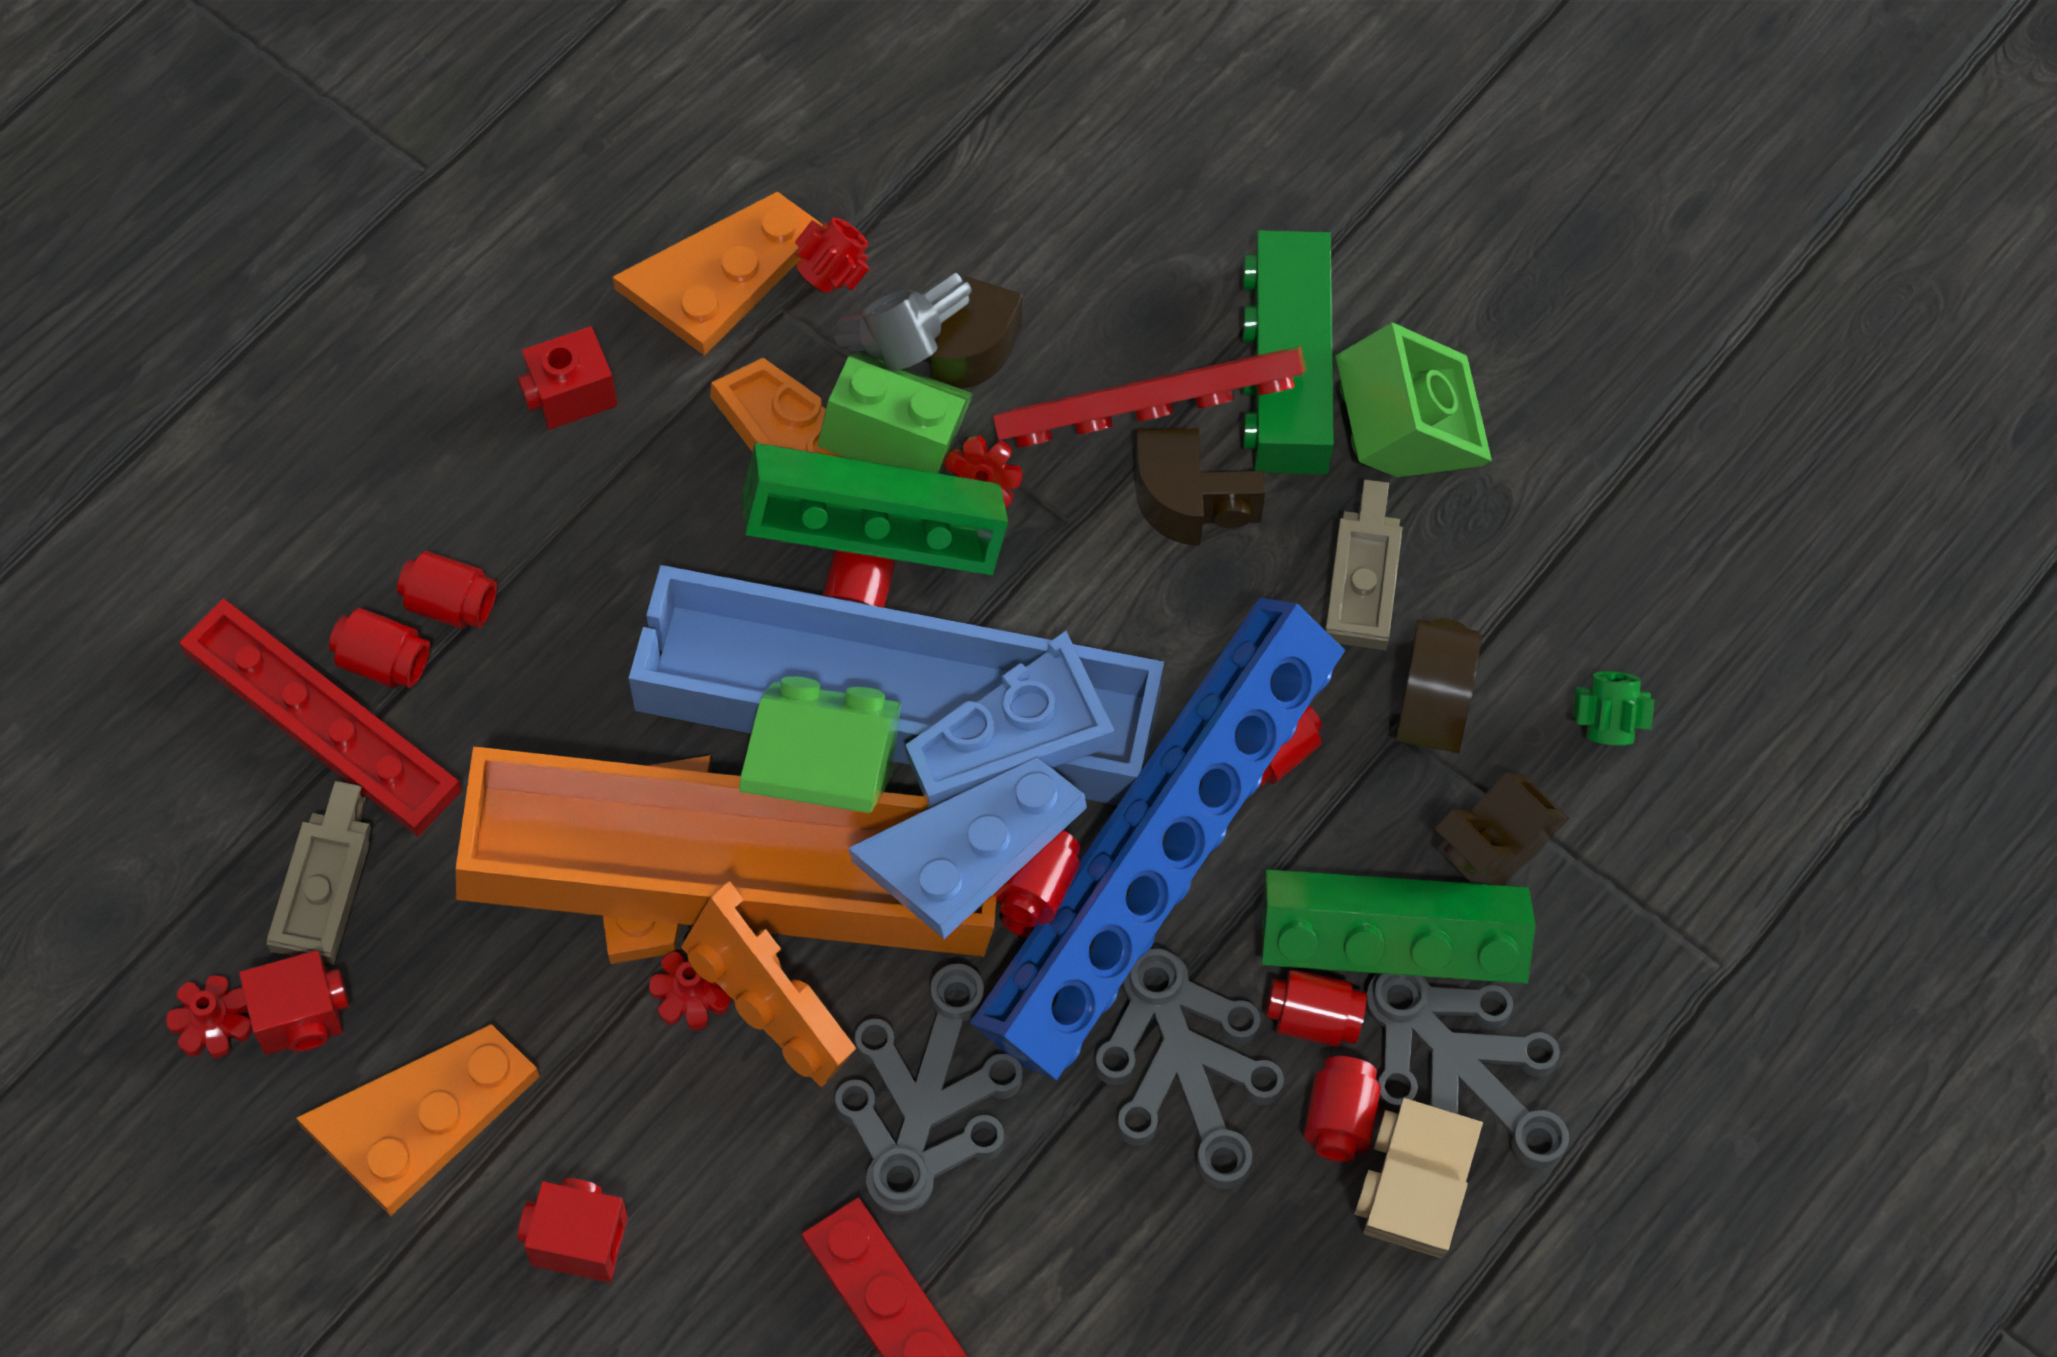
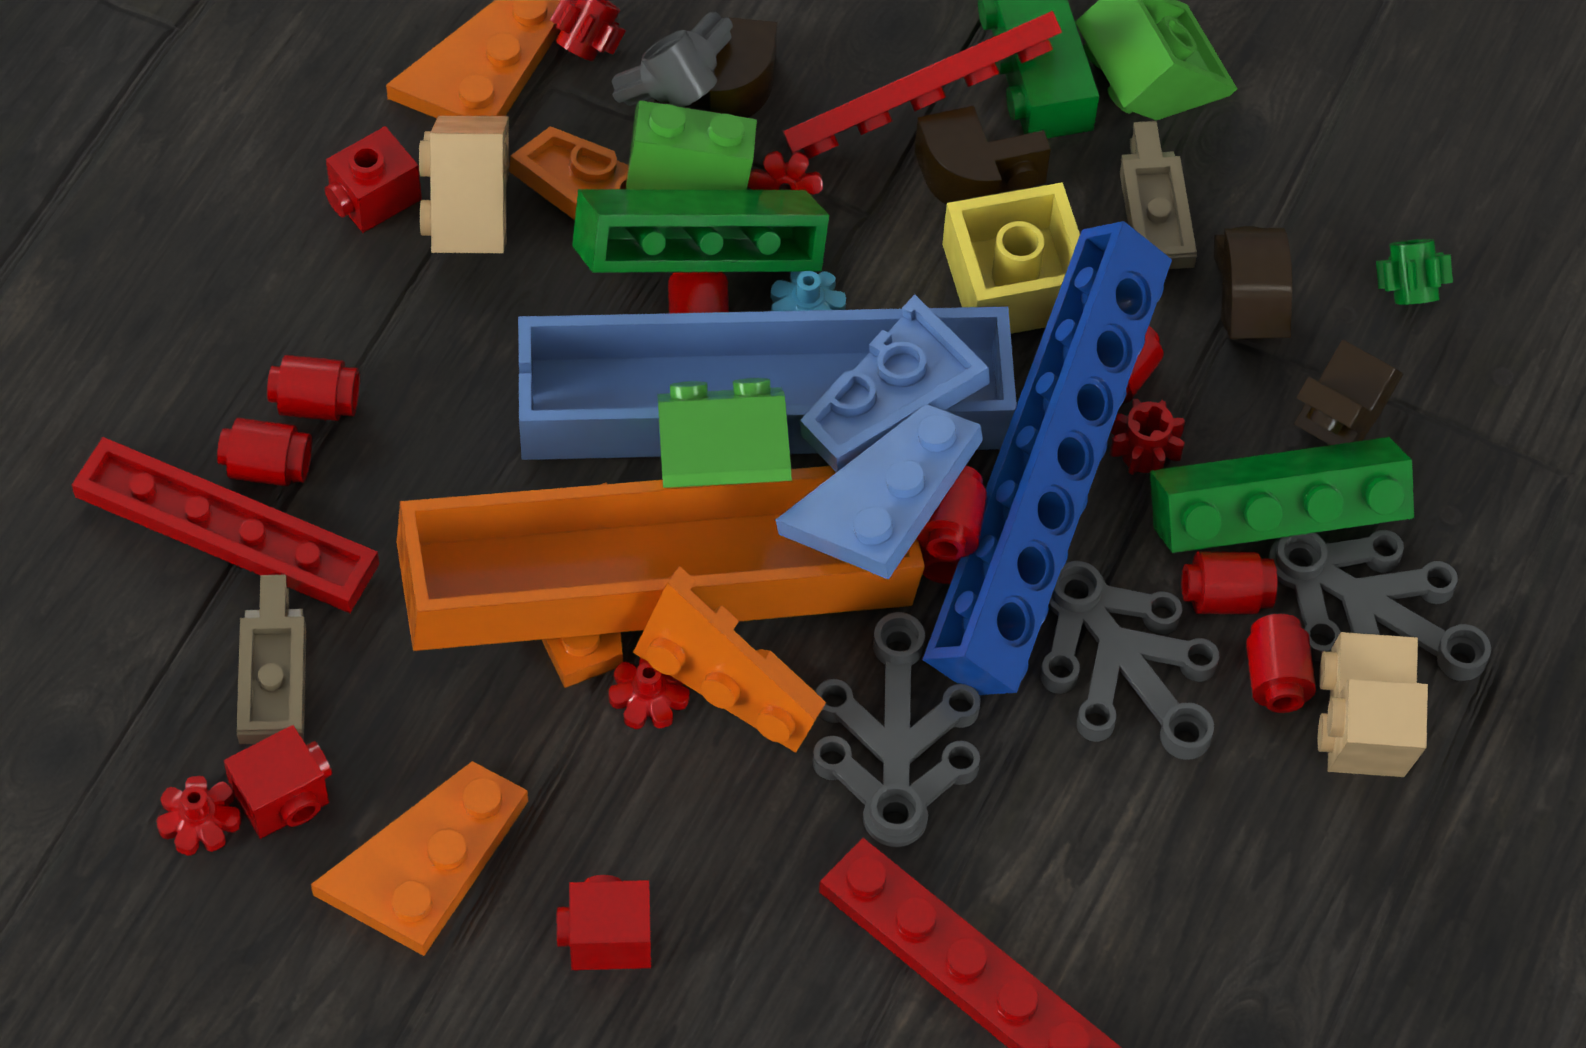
camera: 15 degrees left, 5 degrees down
(656, 402) = (468, 184): none -> tan brick
(974, 599) = (807, 293): none -> medium azure plant
(1191, 598) = (1011, 251): none -> light yellow brick
(1272, 814) = (1147, 436): none -> red gear

